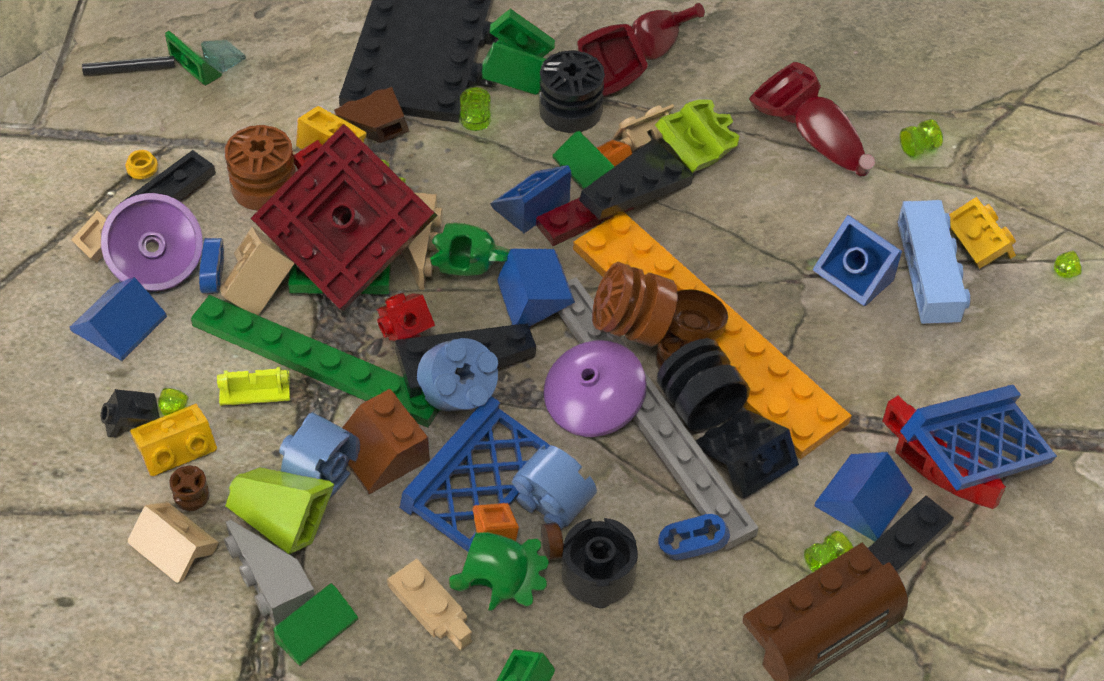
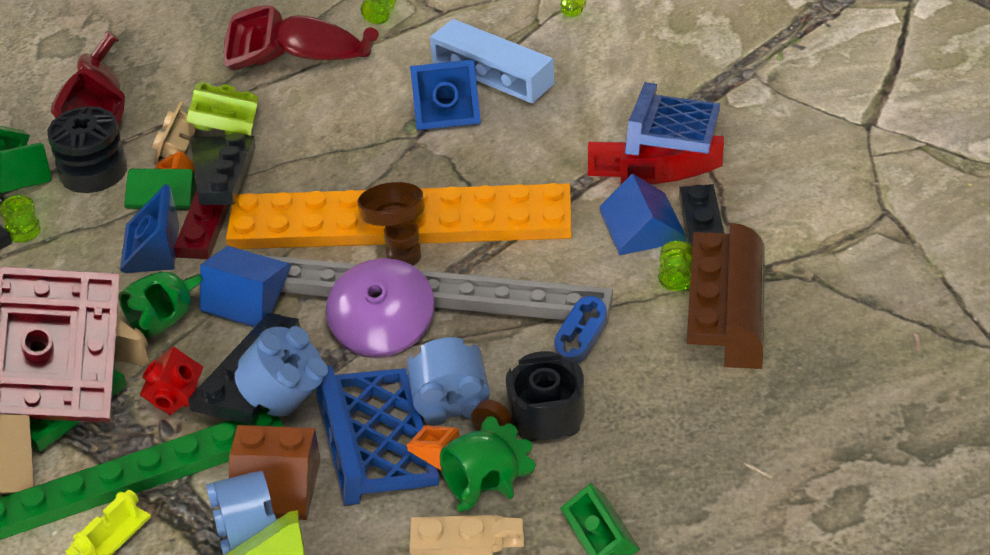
camera: 45 degrees left, 10 degrees down
(634, 304) = (344, 225): dark orange wheel -> none
(703, 384) = (452, 237): black wheel -> none
(752, 450) = (540, 245): black bracket -> none
(980, 234) = (502, 22): yellow bracket -> none

